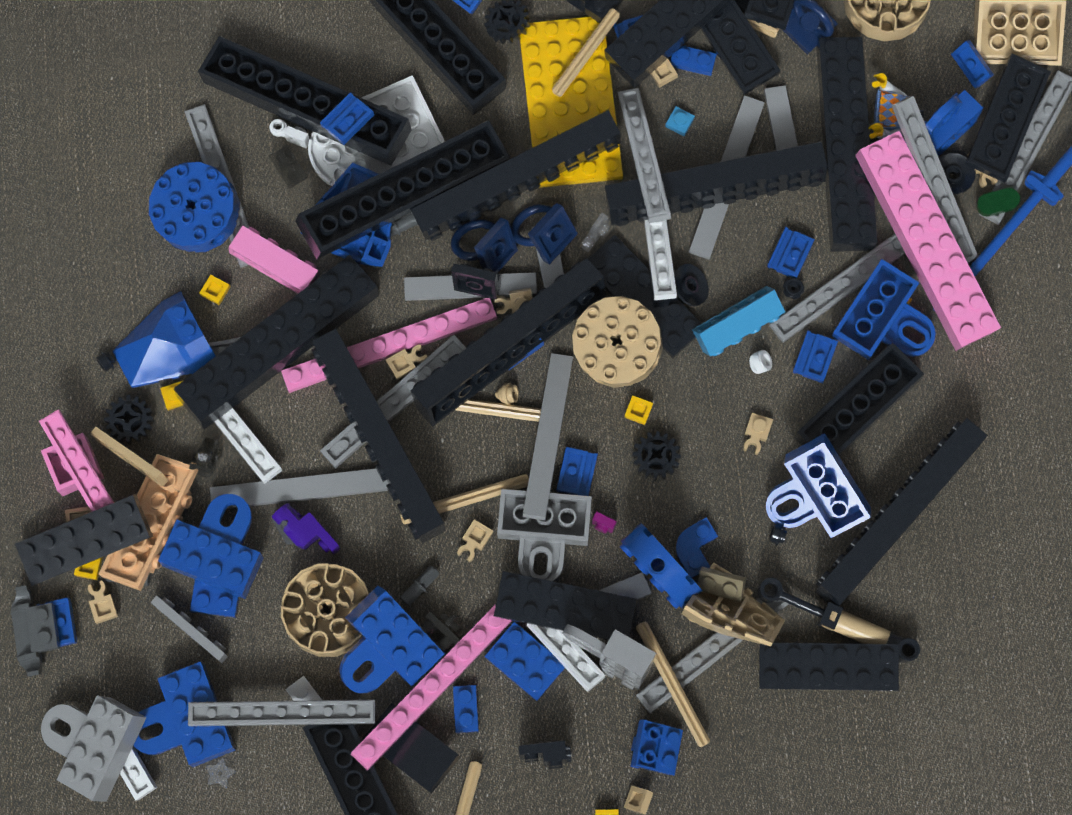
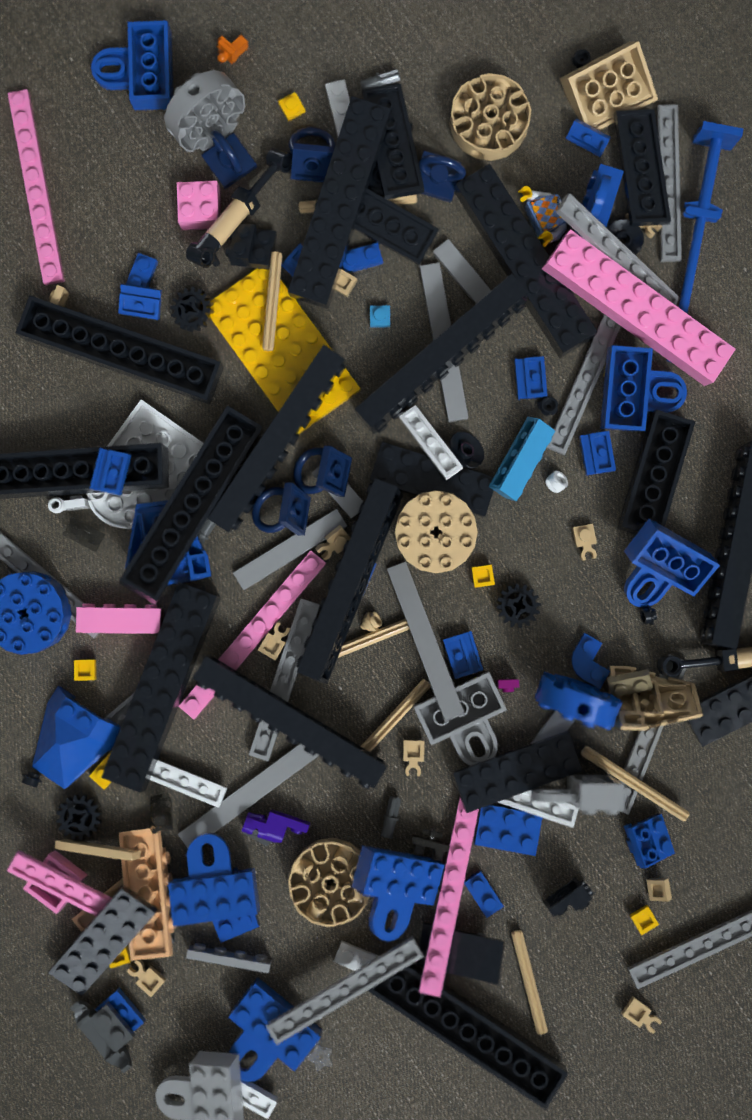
camera: 30 degrees left, 10 degrees up
(476, 281) = (295, 546): black plate -> none
(599, 229) = (367, 444): clear plate -> none
(644, 156) = (372, 365): light grey tile -> none
(998, 202) = (672, 243): dark green tile -> none

